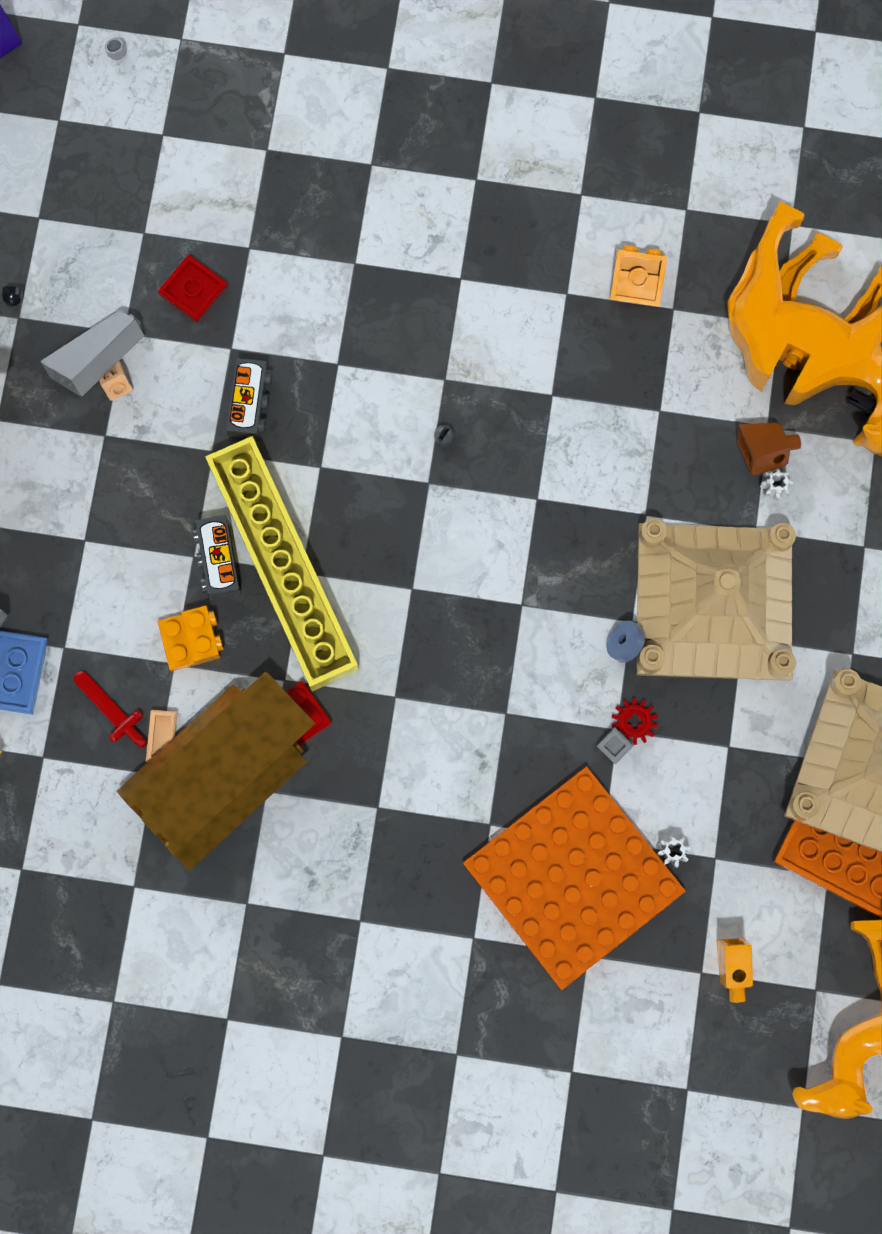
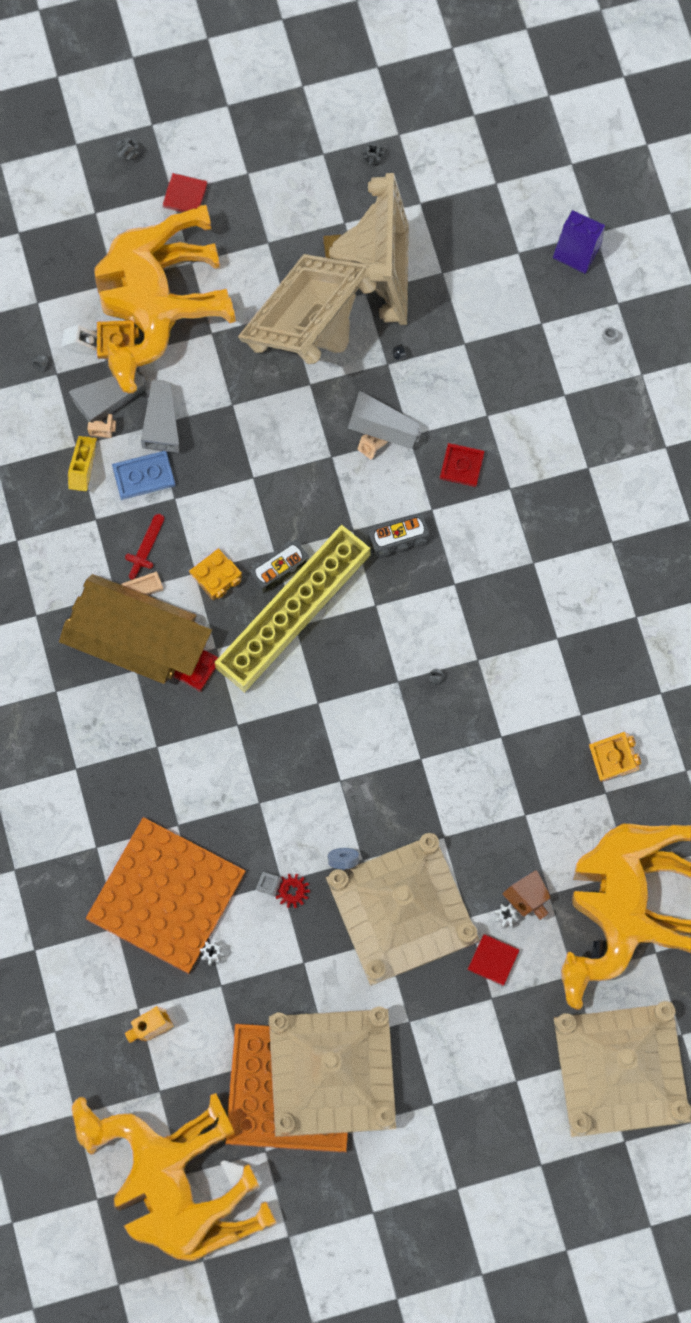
camera: 70 degrees right, 5 degrees down
(821, 523) = (493, 960): none -> red tile

